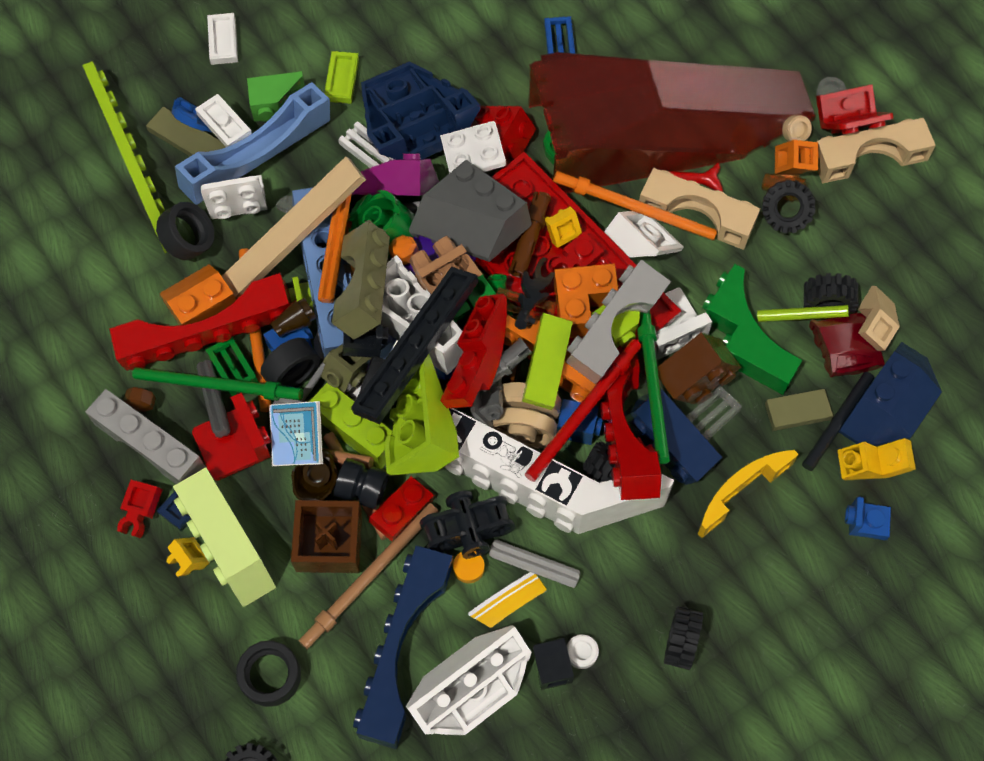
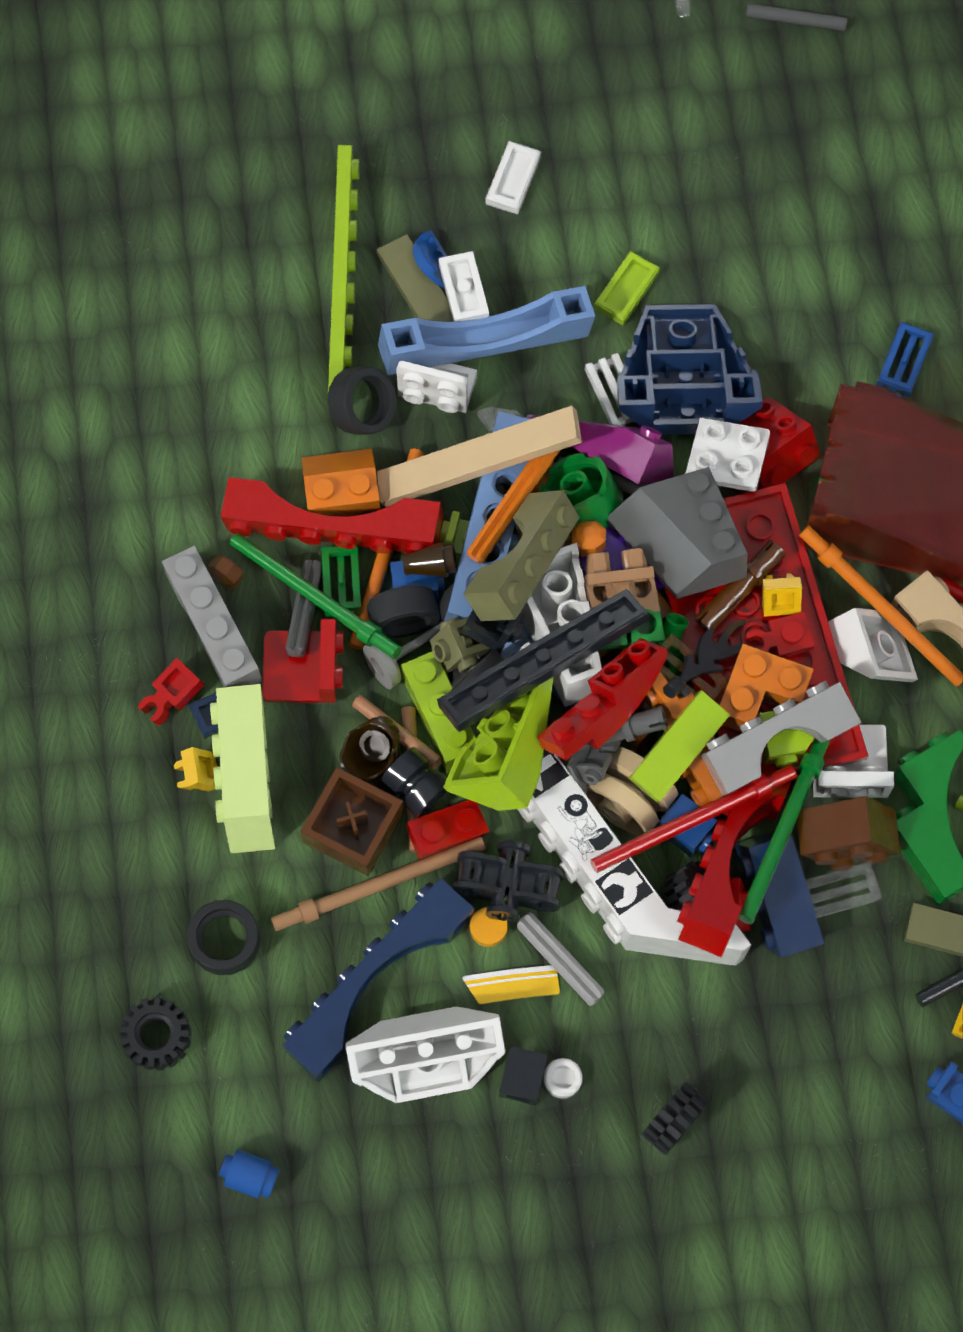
camera: 25 degrees right, 5 degrees up
(270, 93) = (535, 274): bright green slope -> none
(296, 433) = (371, 693): piece -> none
(769, 466) = (877, 982): yellow slope -> none

